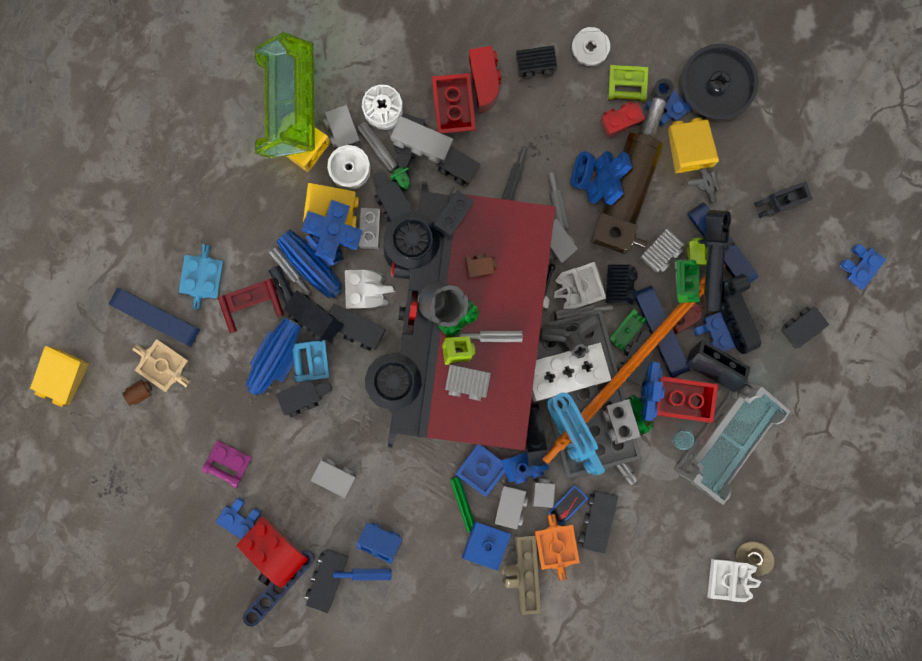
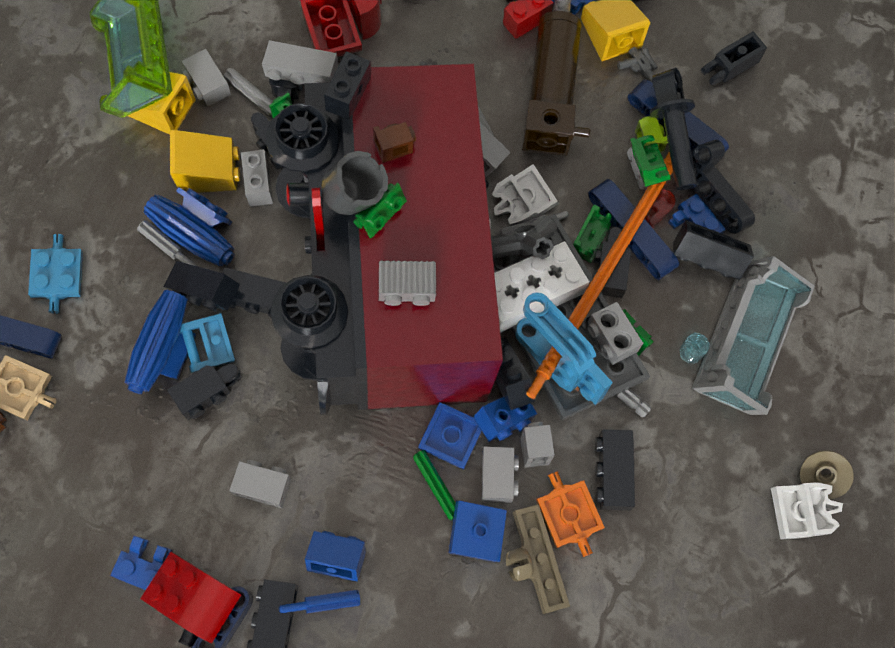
camera: 10 degrees left, 15 degrees down
(230, 458) = (118, 487): magenta plate -> none
(247, 298) = (117, 286): dark red plate -> none
(281, 283) = (157, 261): black pin -> none
(331, 230) = (207, 177): blue plate -> none
(339, 162) = (220, 112): white wheel -> none
(365, 289) = (264, 248): white plate -> none
(386, 117) = (246, 43): white wheel -> none
(462, 344) = (385, 243): lime brick -> none
(495, 336) = (431, 222): light grey axle -> none
(568, 504) = (572, 456): black slope -> none
(582, 170) = (495, 73): blue plate -> none
(608, 178) = (528, 68): blue plate -> none
(620, 284) = (571, 184): black brick -> none
(651, 391) = (642, 288): blue plate -> none
(662, 251) = (608, 140): light grey brick -> none
(687, 400) = (683, 297): red brick -> none
(804, 327) = (799, 192): black brick -> none
(866, 267) = (847, 118): blue plate -> none

